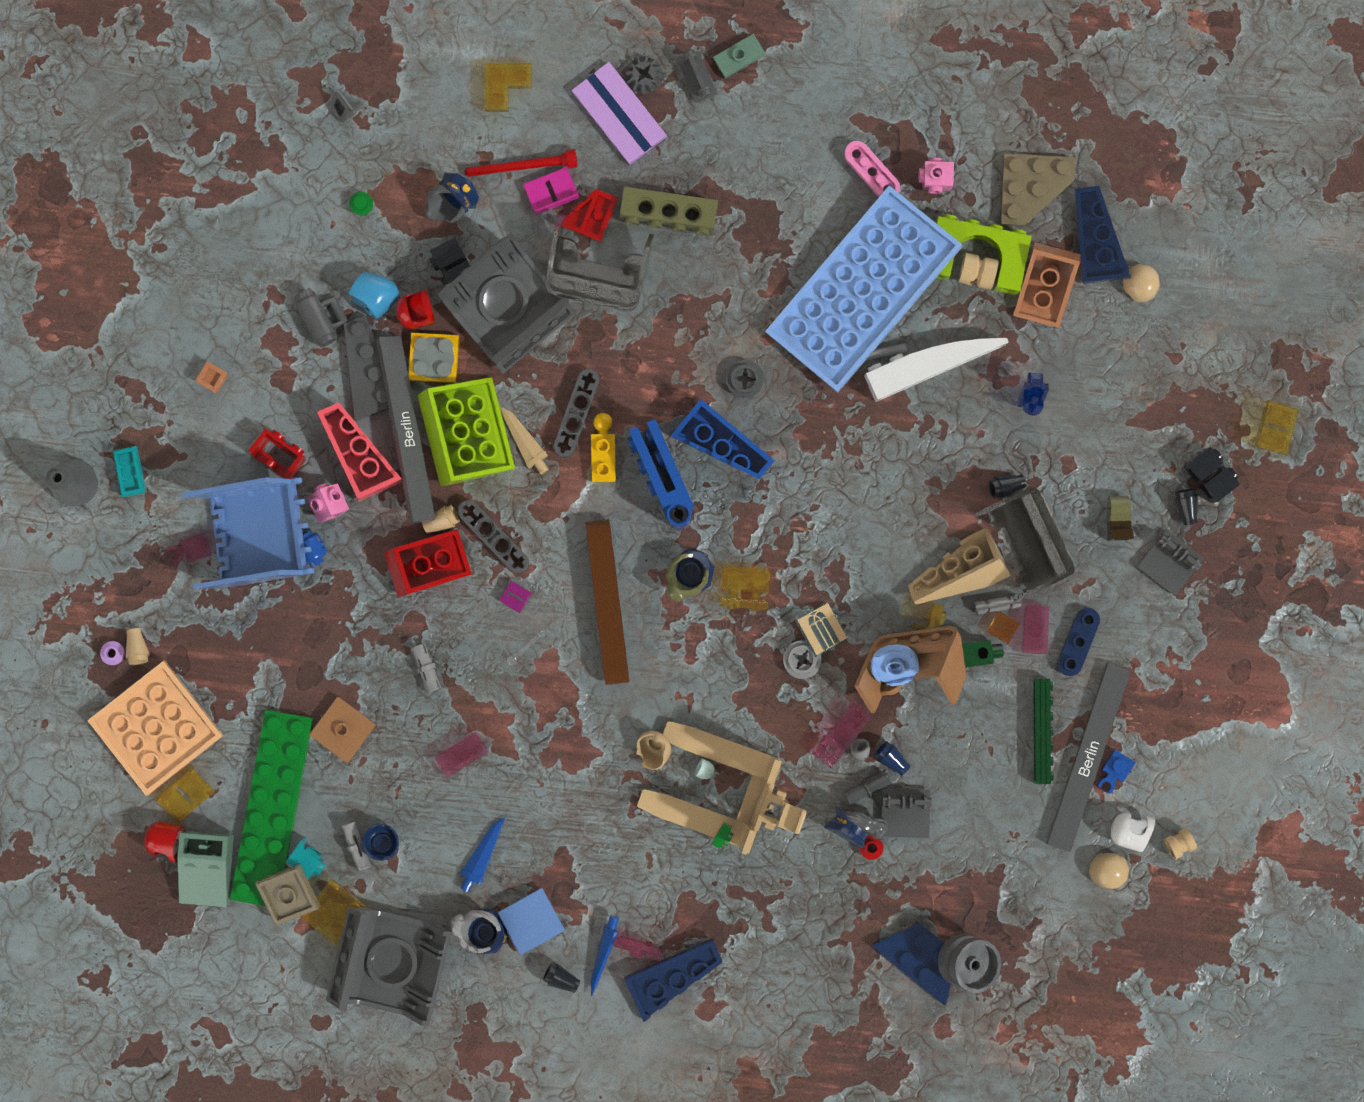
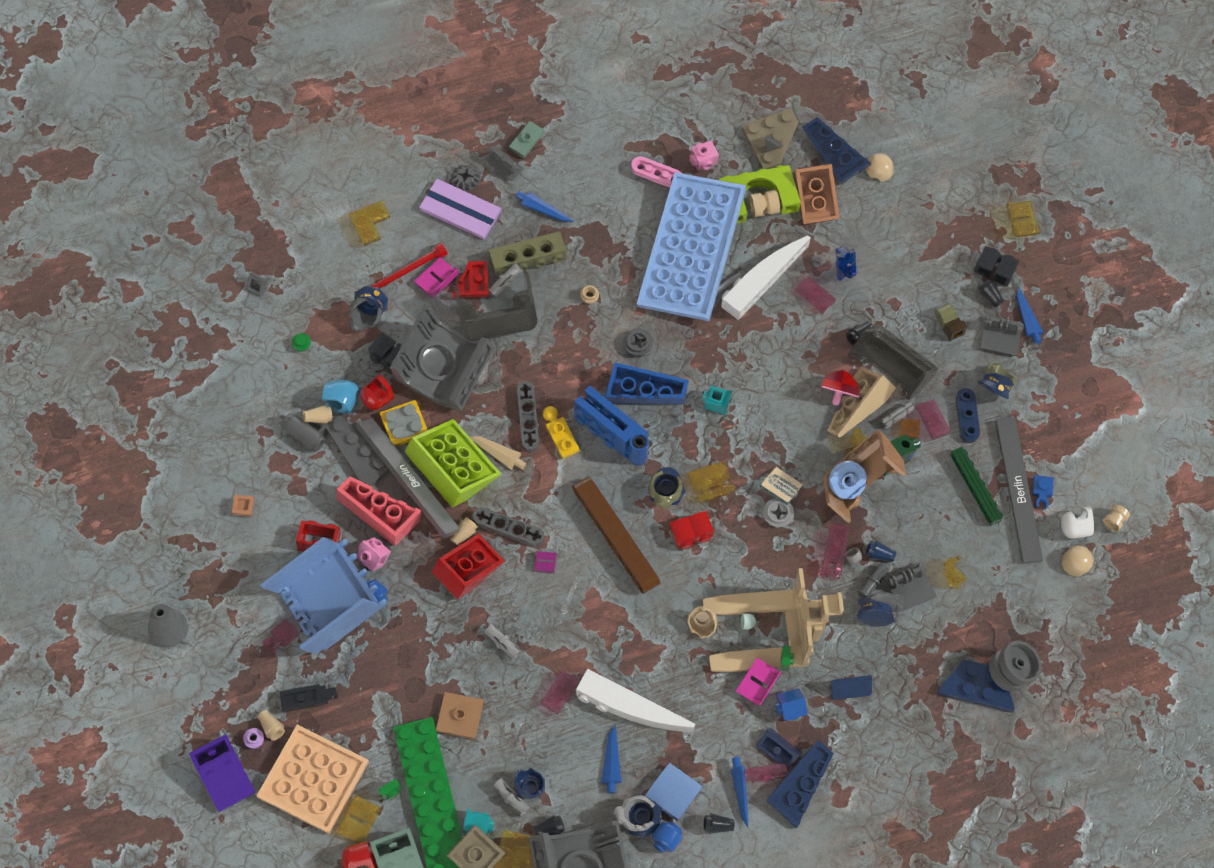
camera: 30 degrees left, 20 degrees down
(61, 678) = (222, 773): none -> dark purple slope
(129, 471) = (208, 599): teal plate -> none
(186, 633) = (306, 697): none -> black hinge
(230, 780) = (390, 790): none -> green plate
(339, 307) = (318, 415): none -> tan cone
(382, 898) = (552, 825): none -> black cone
(499, 968) = (667, 837): none -> blue head
(525, 801) = (627, 704): none -> white slope
(627, 233) = (514, 271): none -> light grey pin
(668, 926) = (778, 748): none -> dark blue slope
(670, 850) = (762, 672): none -> dark pink piece
(694, 636) = (691, 530): none -> red brick
(702, 887) = (791, 704): none -> blue brick
(713, 150) = (537, 204): none -> blue bar
(718, 285) = (589, 290): none -> tan plate
(780, 897) = (851, 687): none -> dark blue slope
(807, 499) = (716, 405): none -> teal window
(872, 855) = (900, 627): red plate -> none
(951, 541) = (841, 382): none -> shield
(958, 826) = (952, 574): none -> clear yellow bracket
(981, 412) = (815, 294): none -> clear pink plate
(1027, 197) = (772, 143): none -> dark grey slope
(1133, 620) = (997, 380): none -> dark blue piece
(1213, 562) = (1030, 323): none -> blue bar

